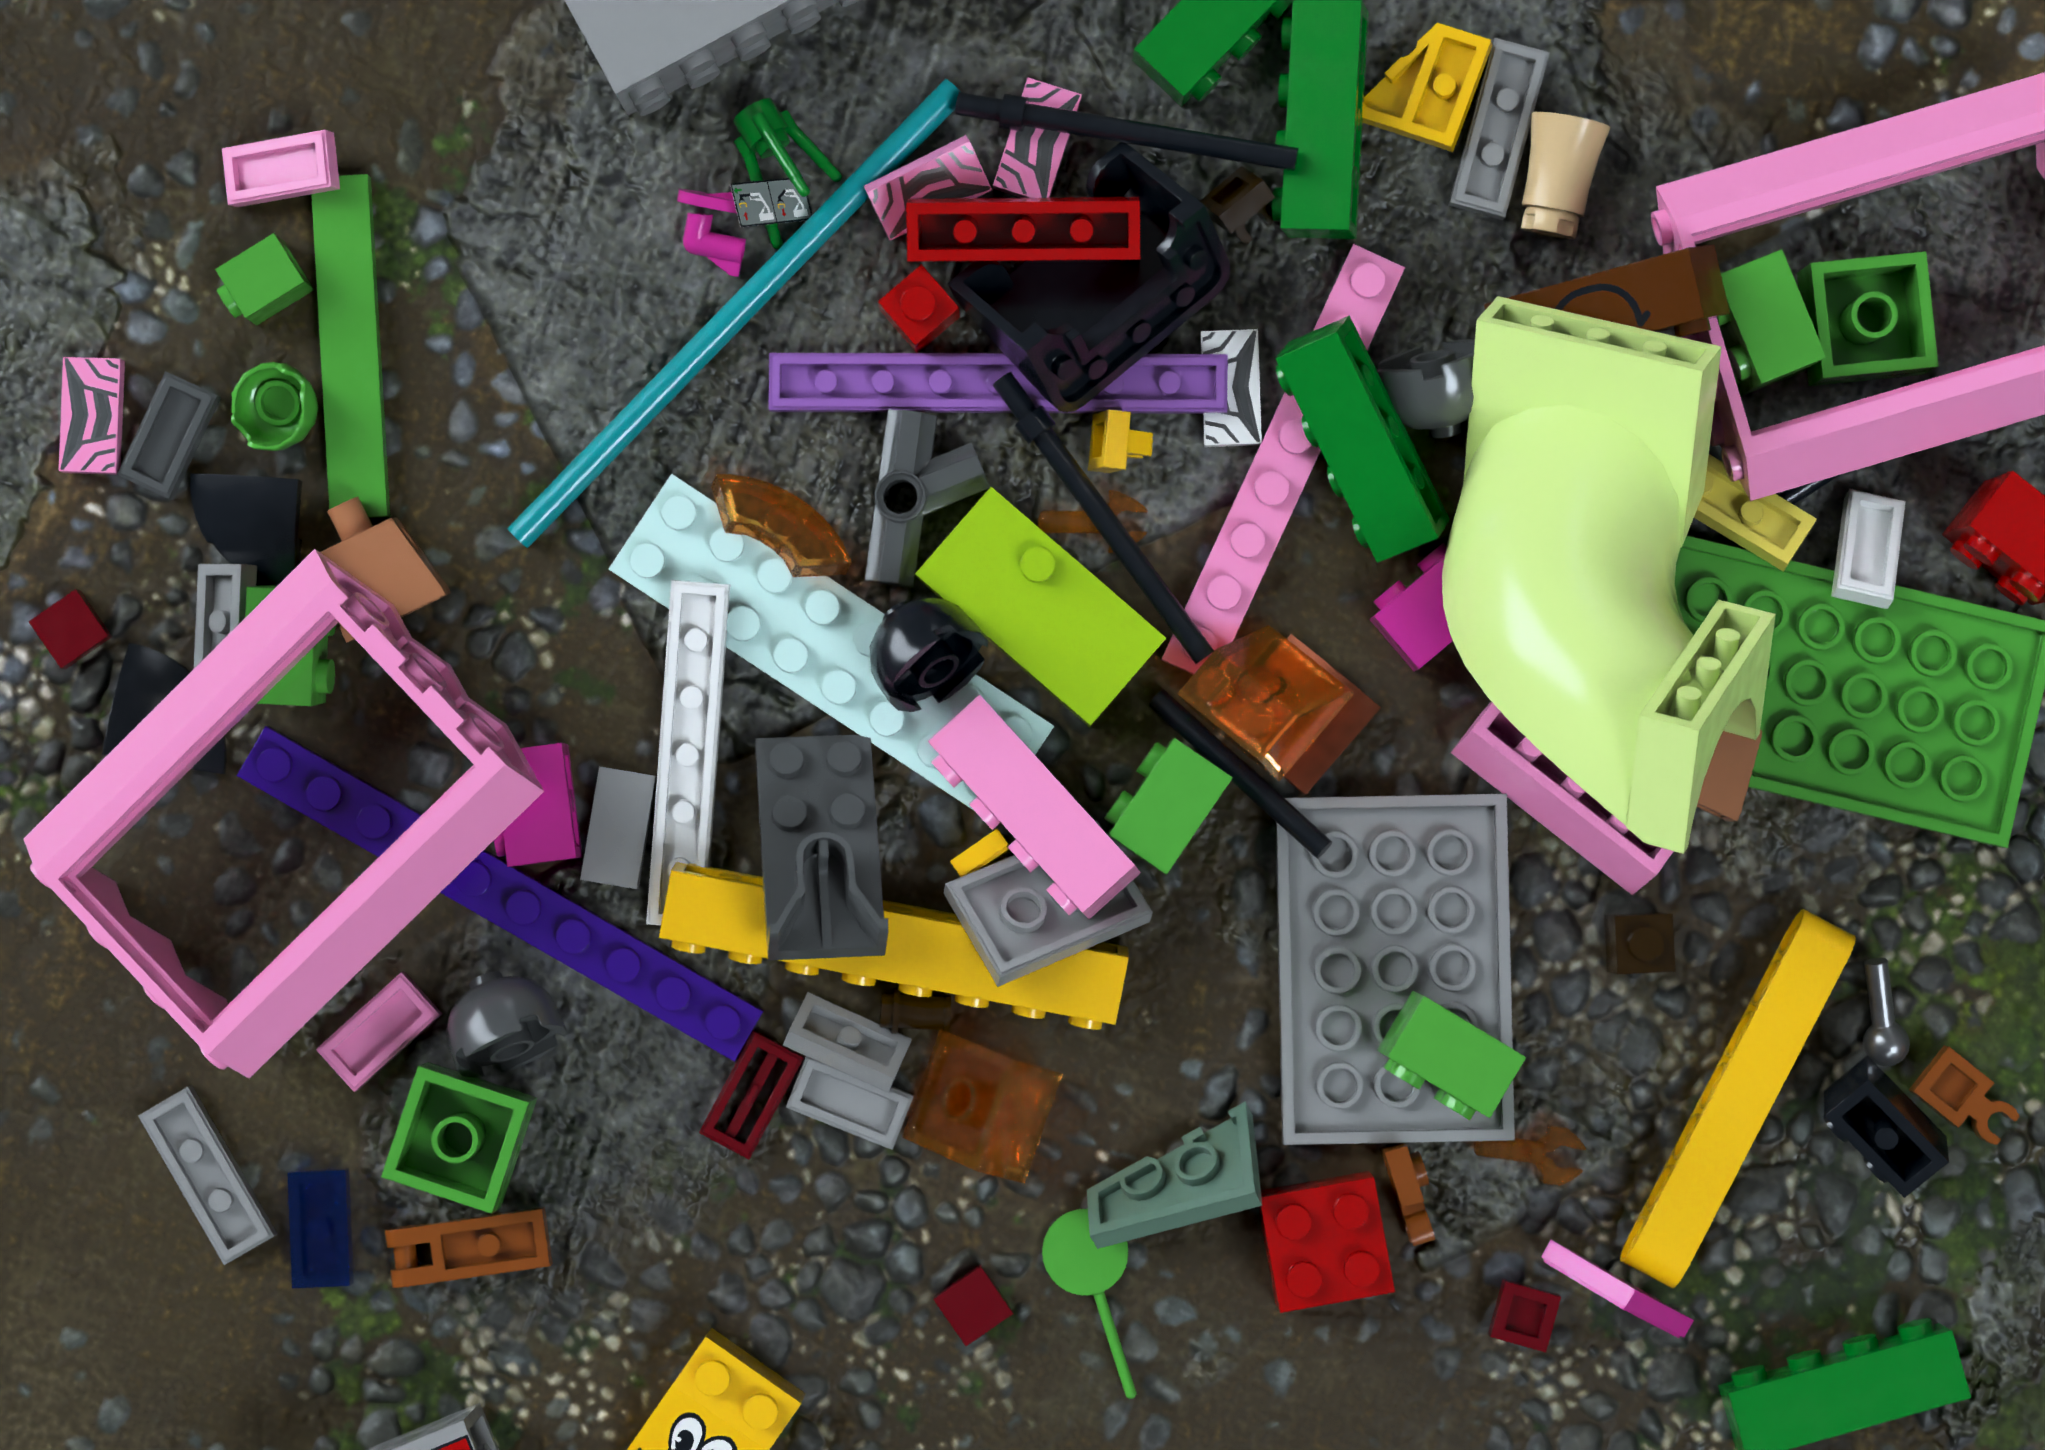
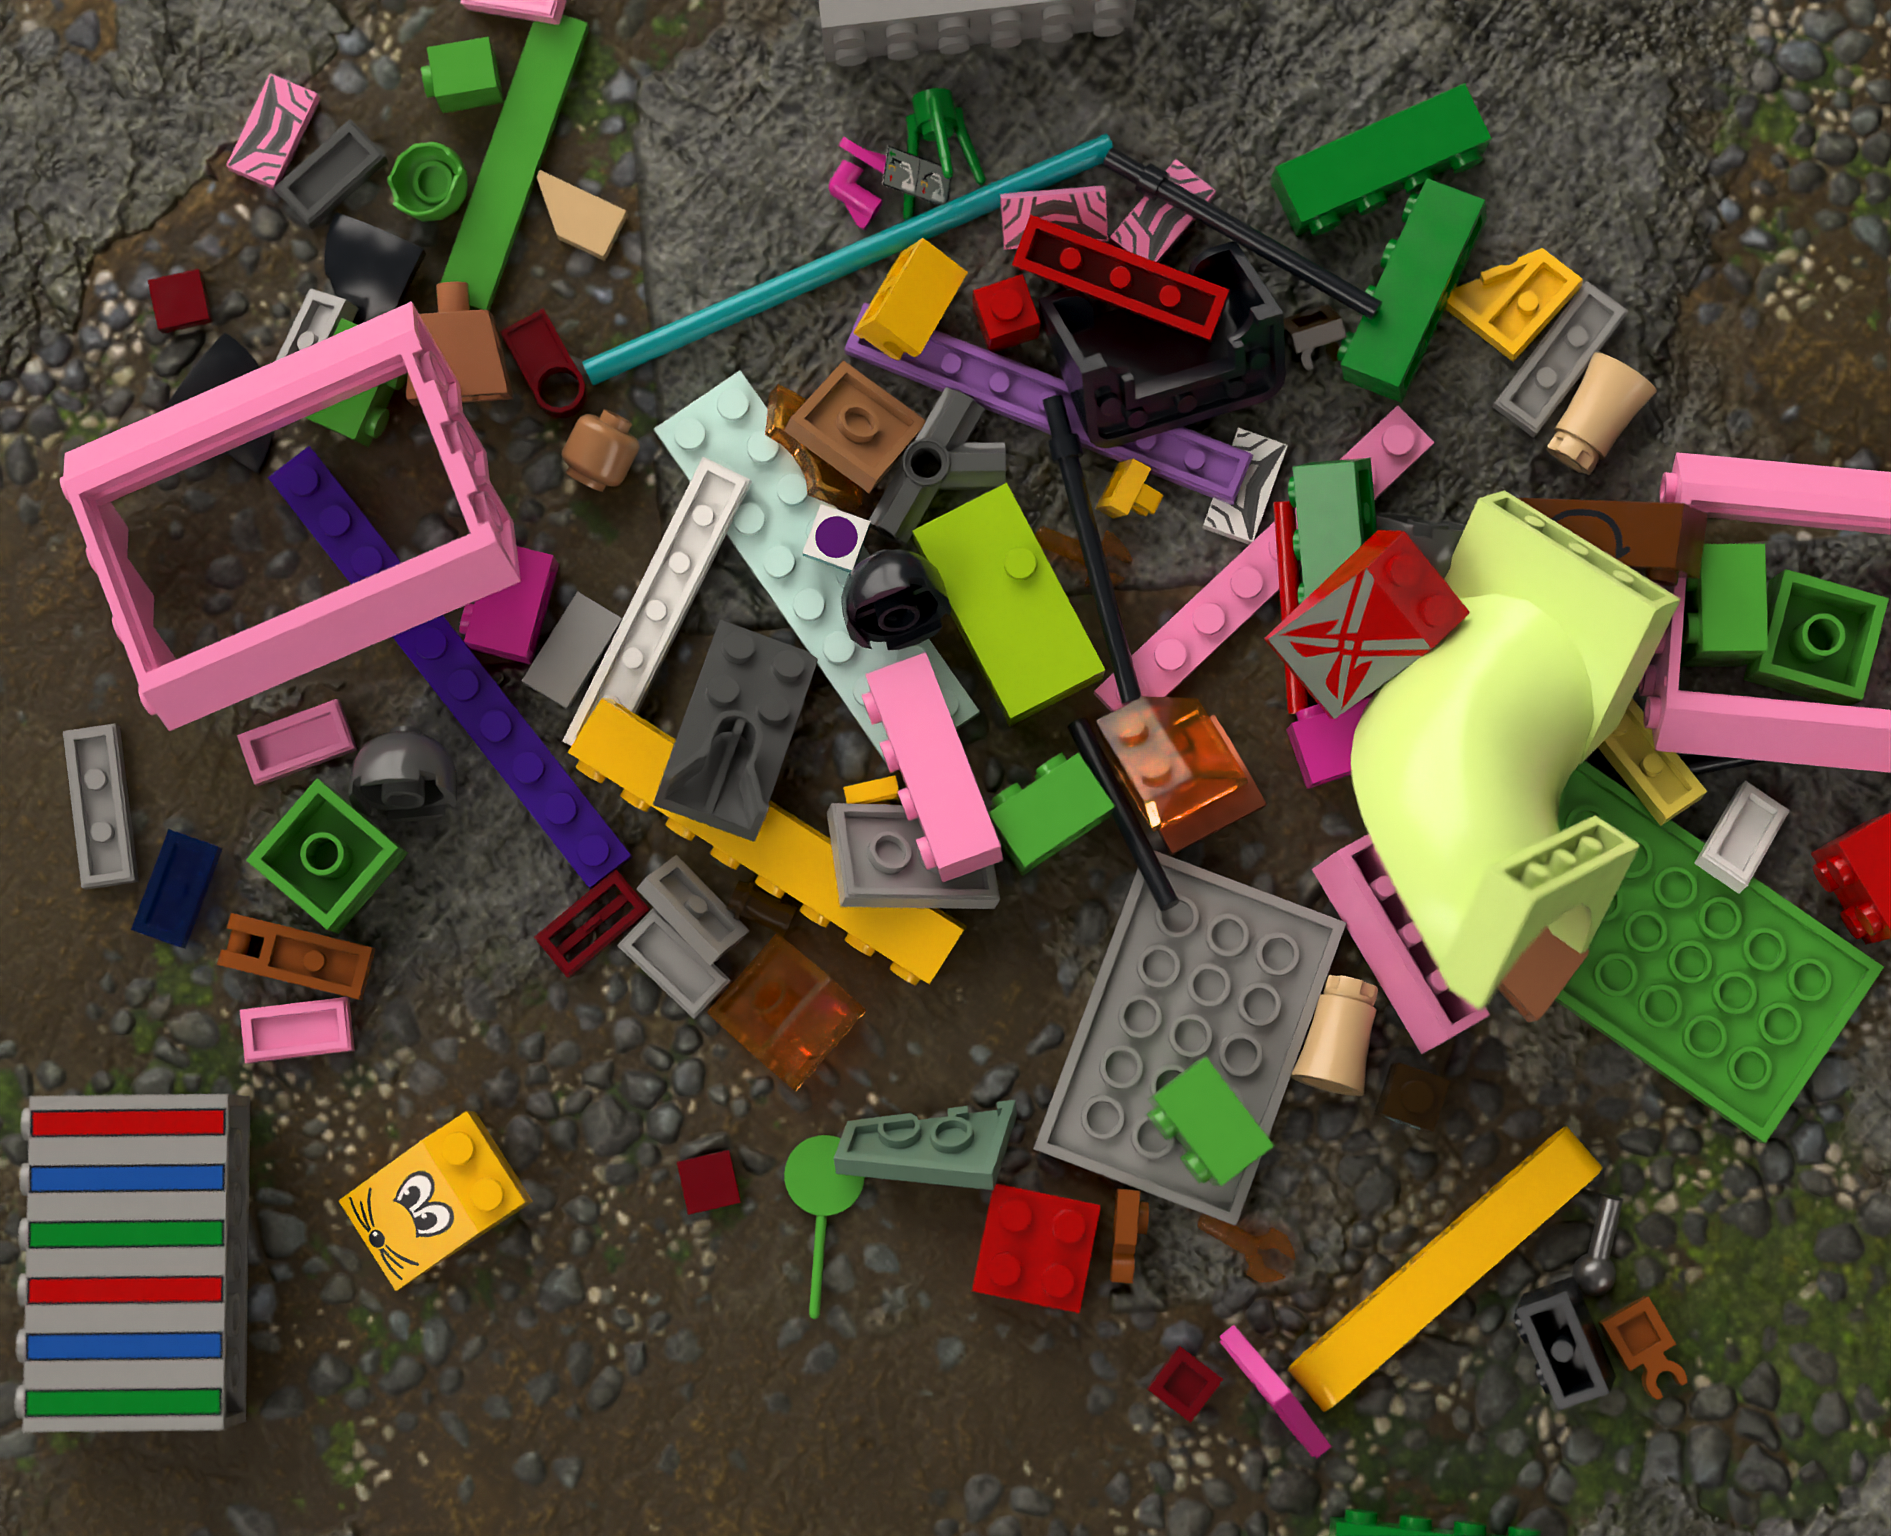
camera: 20 degrees right, 5 degrees down
(444, 378) = (581, 217): none -> tan tile
(461, 536) = (540, 355): none -> dark red piece
(499, 1319) = (297, 1030): none -> bright pink tile
(564, 613) = (600, 450): none -> medium nougat head
(813, 487) = (855, 426): none -> medium nougat plate
(817, 334) = (911, 300): none -> yellow hinge
(840, 610) = (836, 538): none -> tile
(1329, 503) = (1288, 588): none -> red bar
(1412, 490) = (1367, 622): none -> red slope
(1544, 911) = (1339, 1037): none -> tan plant

